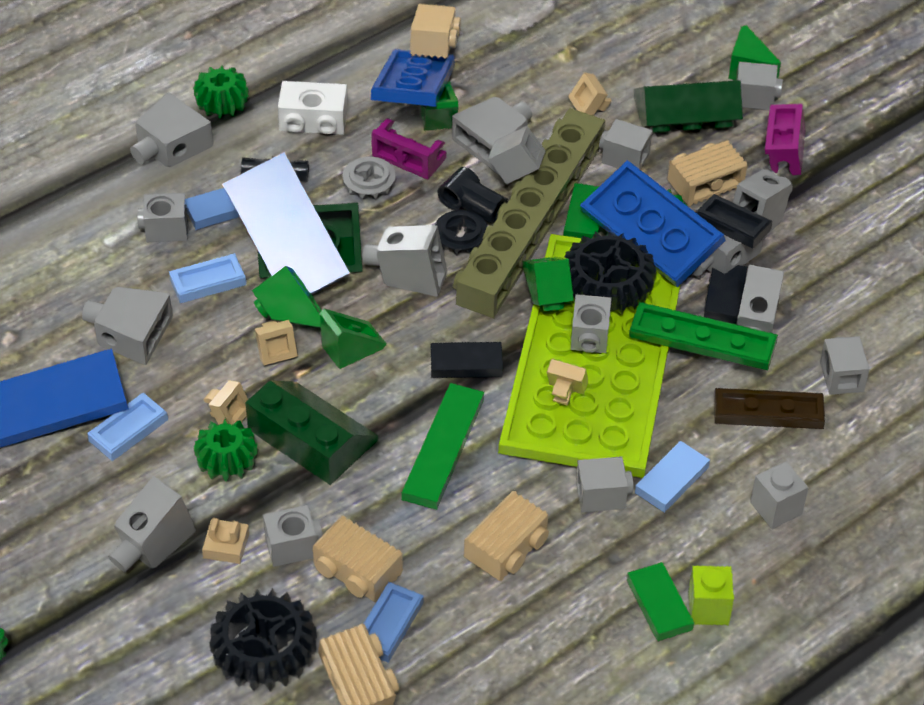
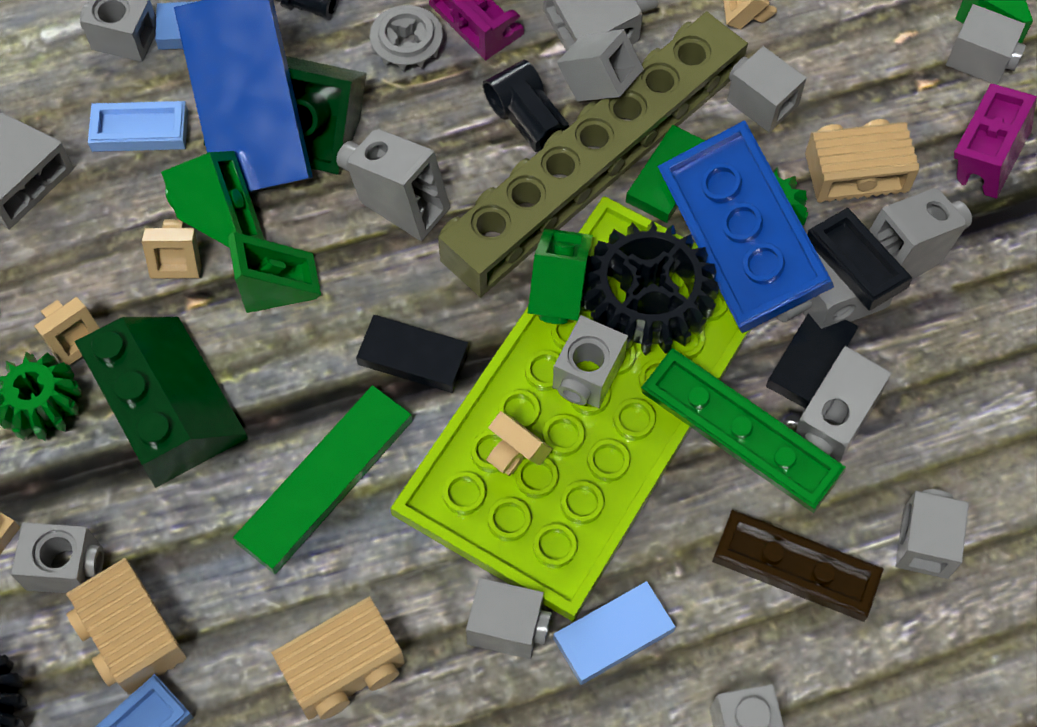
camera: 20 degrees right, 15 degrees up
(452, 222) = (484, 137): black gear -> none
(689, 105) = (880, 49): dark green slope -> none

